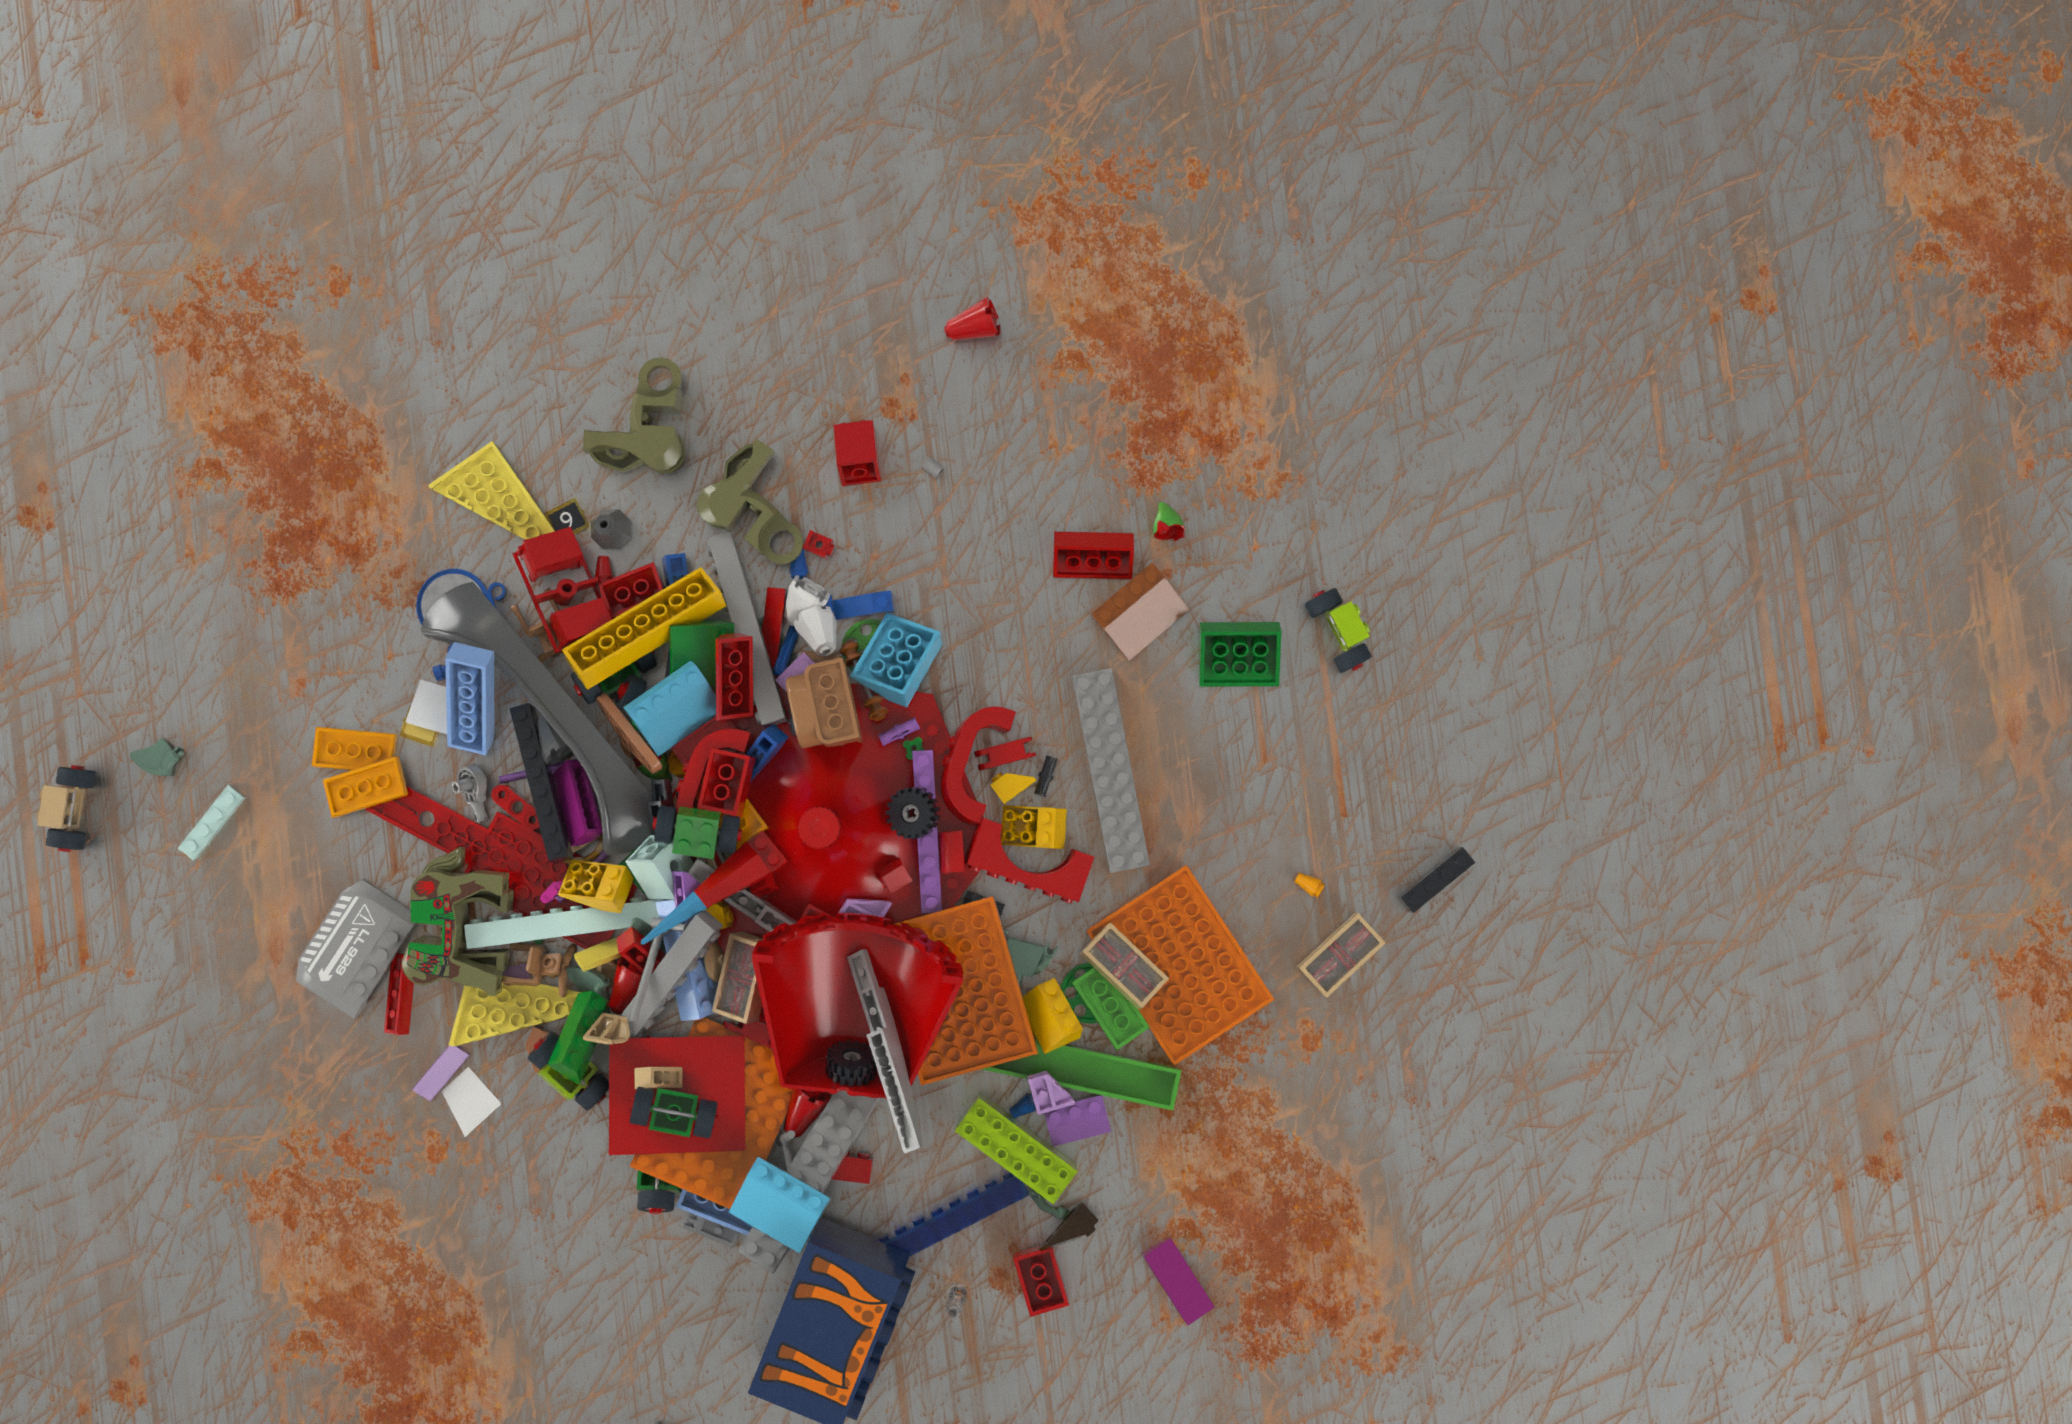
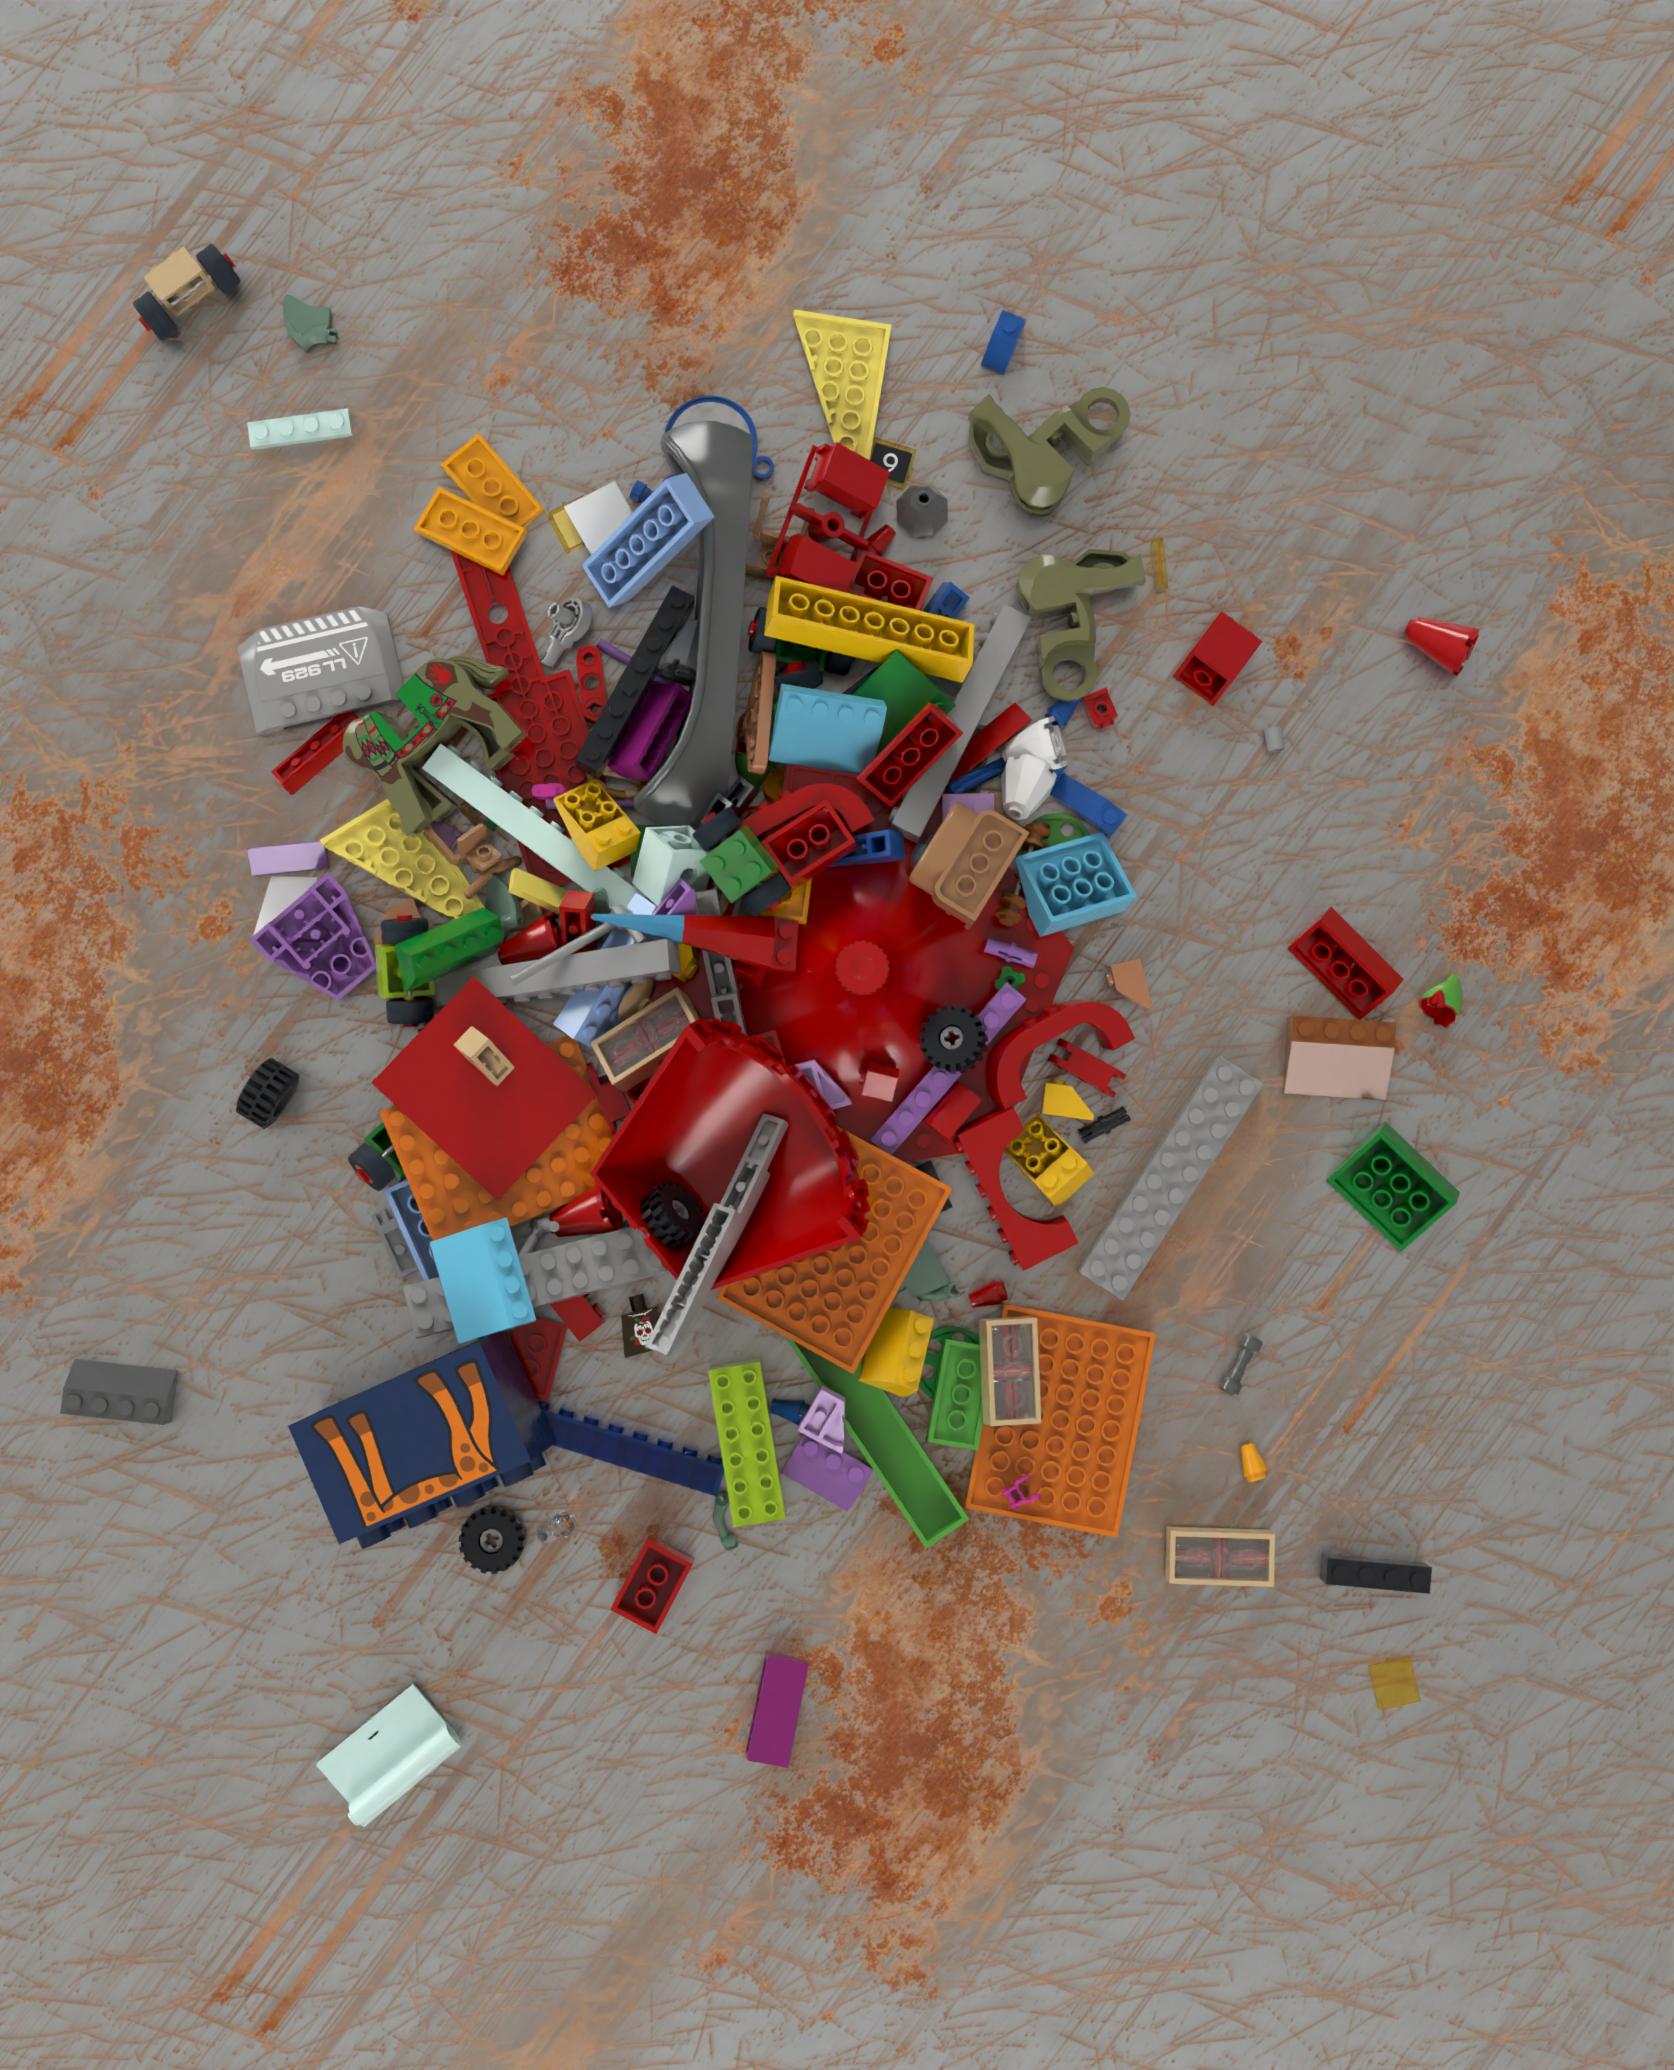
camera: 40 degrees right, 0 degrees up
(503, 1101) = (319, 940): none -> medium lavender wedge
(557, 1216) = (267, 1093): none -> black tyre
(564, 390) = (1003, 342): none -> blue slope
(608, 1030) = (481, 968): tan slope -> none
(673, 1112) = (468, 1101): brick -> none
(774, 432) = (1158, 565): none -> clear yellow tile
(852, 1211) = (539, 1352): none -> red plate
(891, 1143) = (638, 1325): none -> dark brown torso
(940, 1337) = (496, 1522): none -> black bush
(982, 682) = (1130, 982): none -> nougat slope
(1073, 933) = (989, 1294): none -> red cone
(1074, 1226) = (732, 1566): dark brown slope -> none
(1189, 1034) = (1007, 1491): none -> dark pink piece
(1246, 820) = (1231, 1383): none -> dark grey piece
(1345, 626) = (1519, 1255): brick -> none
(1505, 930) = (1394, 1683): none -> clear yellow piece

